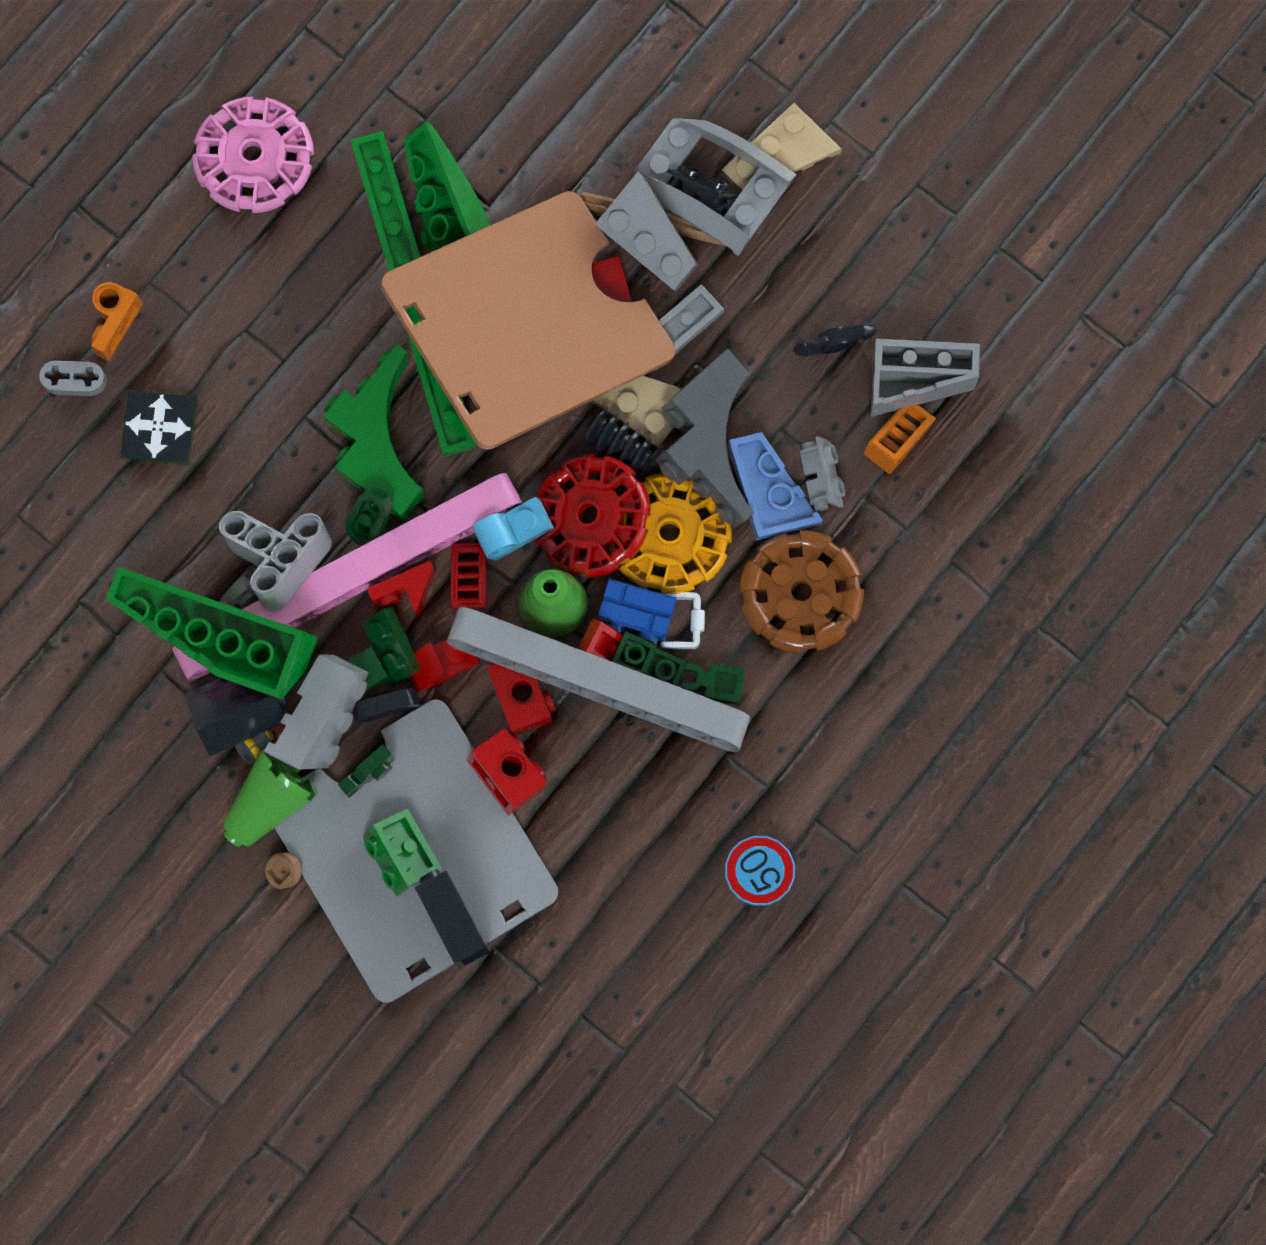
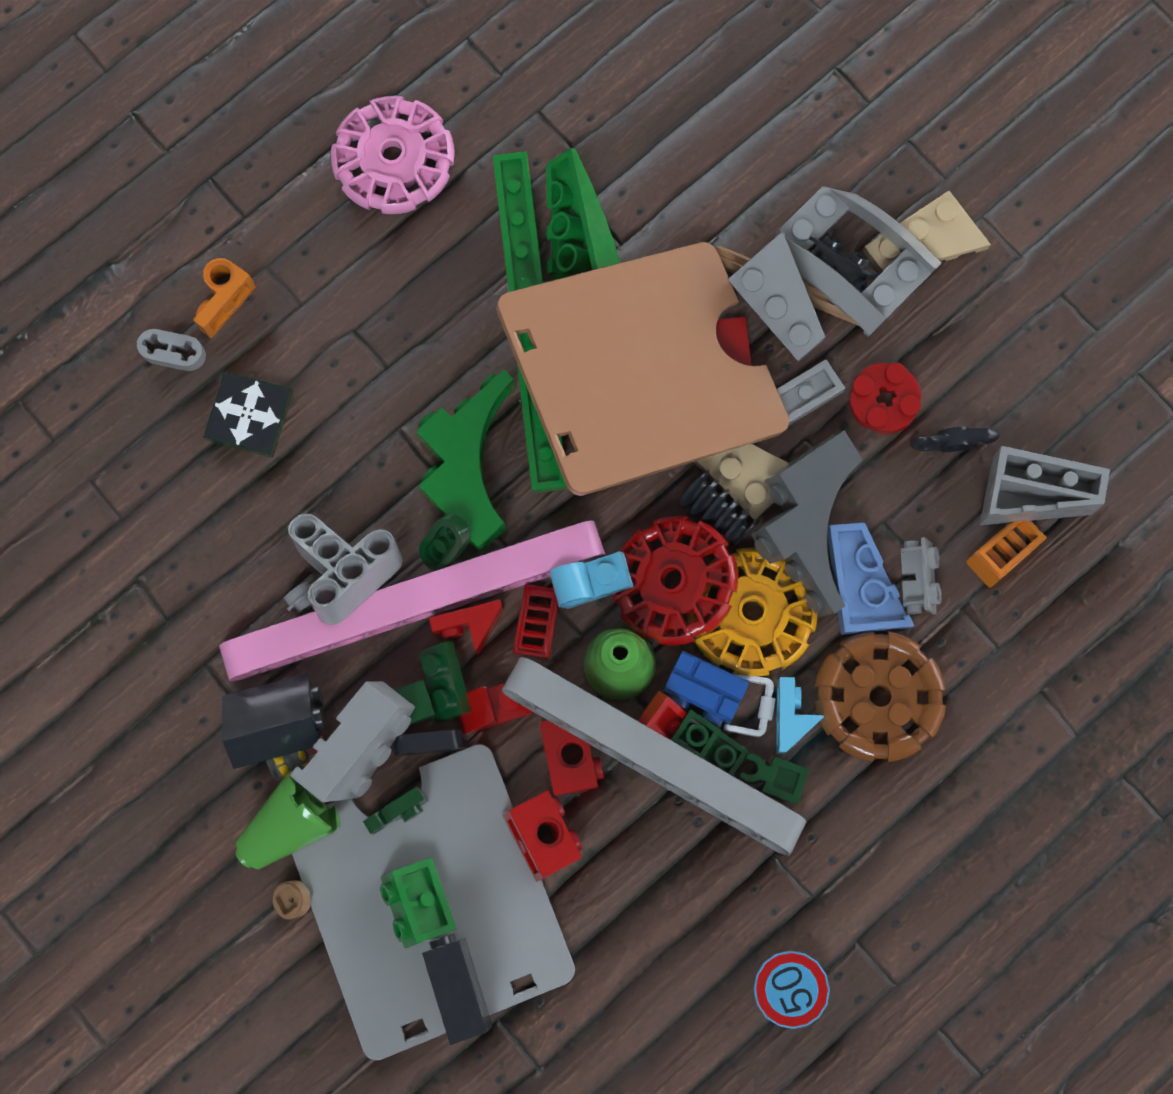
camera: 10 degrees right, 0 degrees up
(216, 635) = (265, 643): green wedge -> none
(721, 632) = (790, 727): none -> medium azure slope
(765, 292) = (894, 380): none -> red plate

